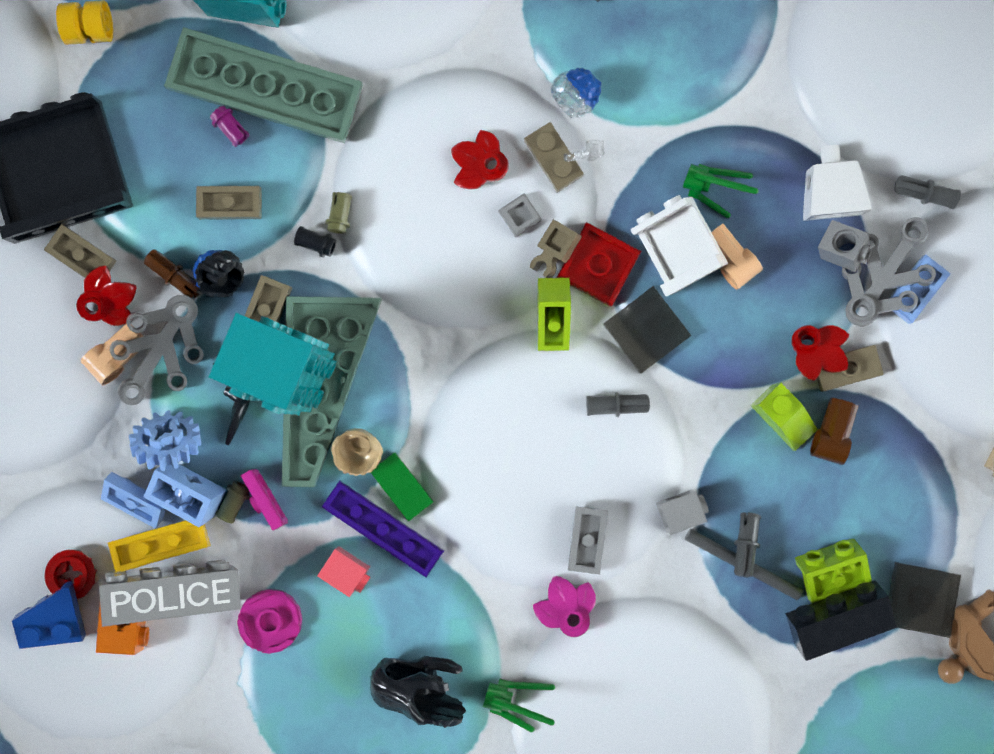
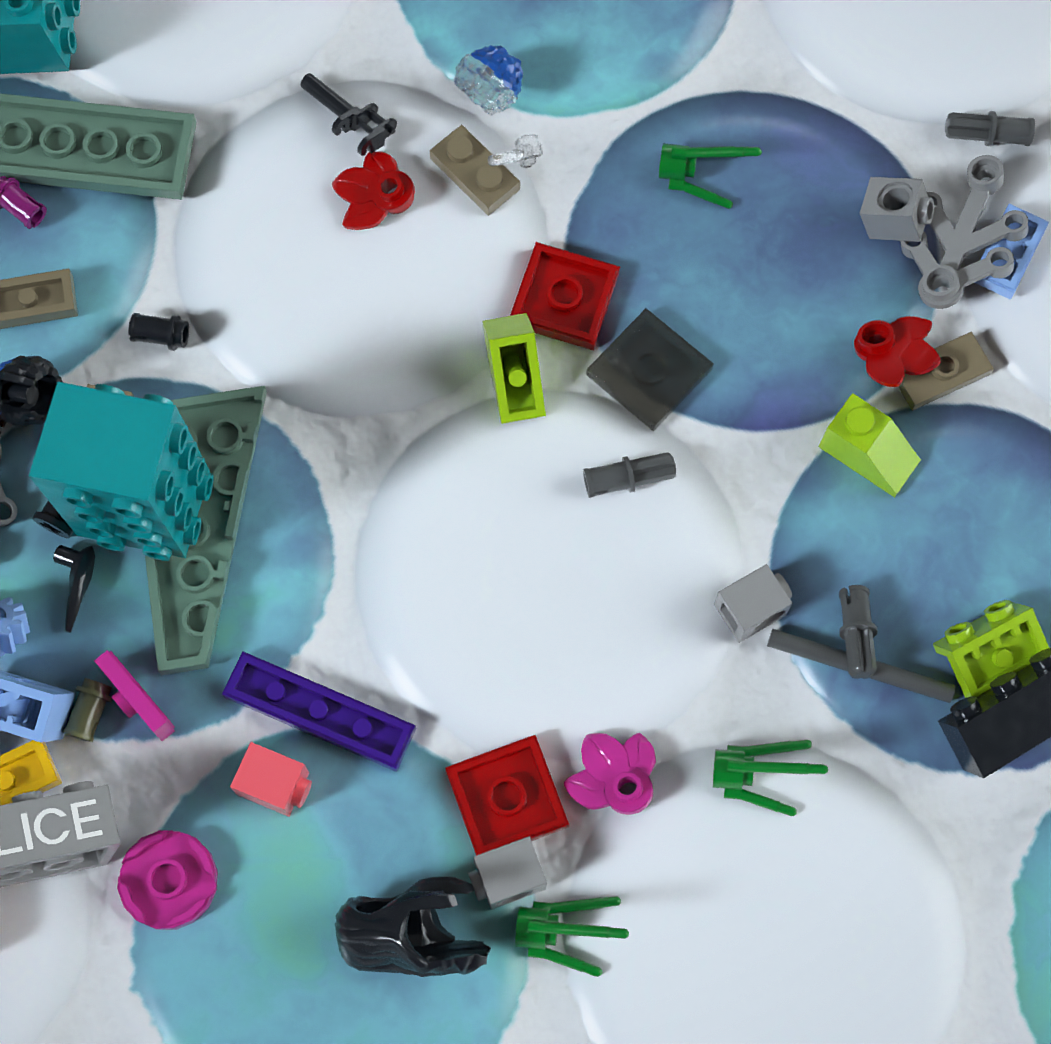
camera: 15 degrees left, 15 degrees down
(339, 213) = (187, 289): olive pin -> none
(356, 452) = (262, 602): tan hair -> none
(402, 486) = (337, 644): green tile -> none
(473, 101) = (351, 117): none -> black piece
(485, 661) = (507, 873): none -> light grey brick
(494, 608) = (507, 795): none -> red tile
(519, 215) = (442, 251): light grey tile -> none
(557, 244) = (499, 277): dark tan plate -> none
(587, 540) = (625, 669): light grey plate -> none
(645, 621) = (736, 768): none -> green plant
(679, 244) = (669, 243): white panel -> none
(741, 264) = (754, 259): light nougat piece -> none
(833, 439) = (945, 466): reddish brown piece -> none
(834, 188) = (865, 142): white torso -> none

